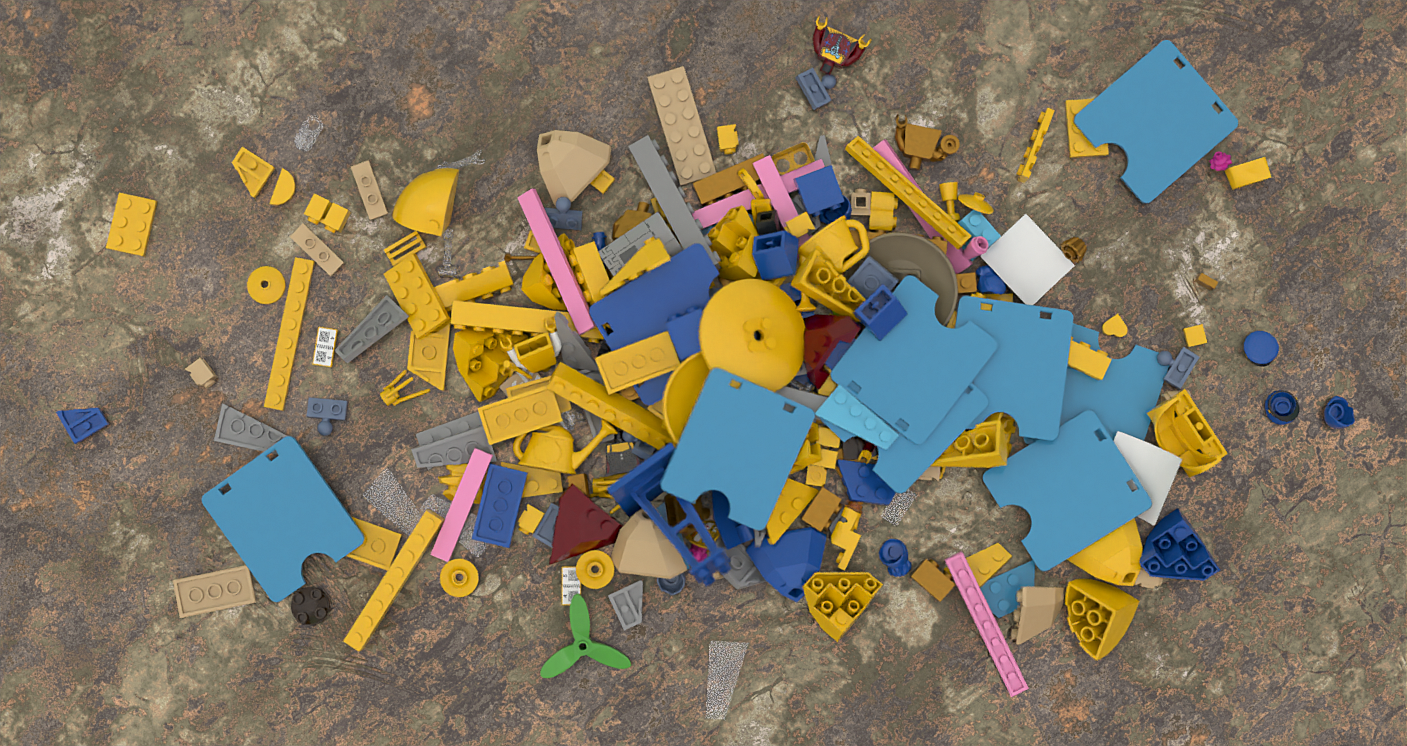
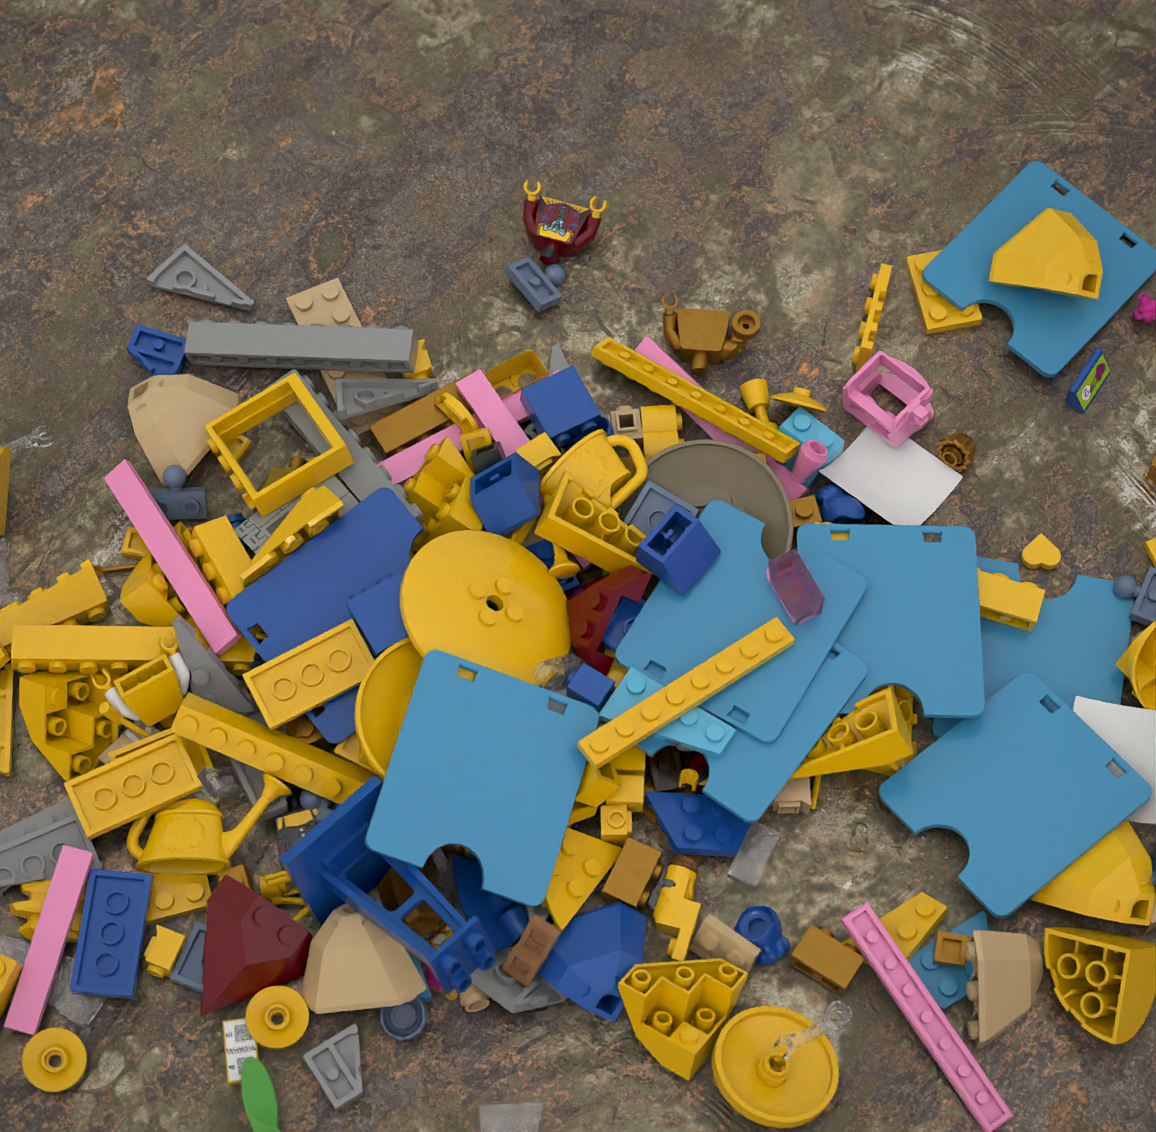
camera: 10 degrees left, 20 degrees down
(560, 107) = (157, 350): none -> blue wing
(588, 53) = (193, 276): none -> light grey wing
(616, 168) = (258, 410): none -> yellow window
(654, 119) = (302, 346): none -> light grey brick
(694, 161) = (367, 395): none -> light grey wing
(753, 554) = (531, 950): none -> medium nougat slope
(794, 380) = (560, 668): none -> clear piece
(811, 395) = (589, 687): none -> blue brick
(871, 408) = (685, 693): none -> yellow plate
(871, 563) = (719, 941): none -> tan plate
(890, 642) = (761, 1082): none -> yellow dish
(936, 617) = (835, 1018): none -> clear brick
(950, 346) = (795, 587): none -> clear pink panel
(1009, 584) = (950, 949): none -> pearl gold tile
(1048, 199) = (905, 384): none -> bright pink animal
(1161, 121) = (1051, 256): none -> yellow brick
(1170, 209) = (1088, 382): none -> slope

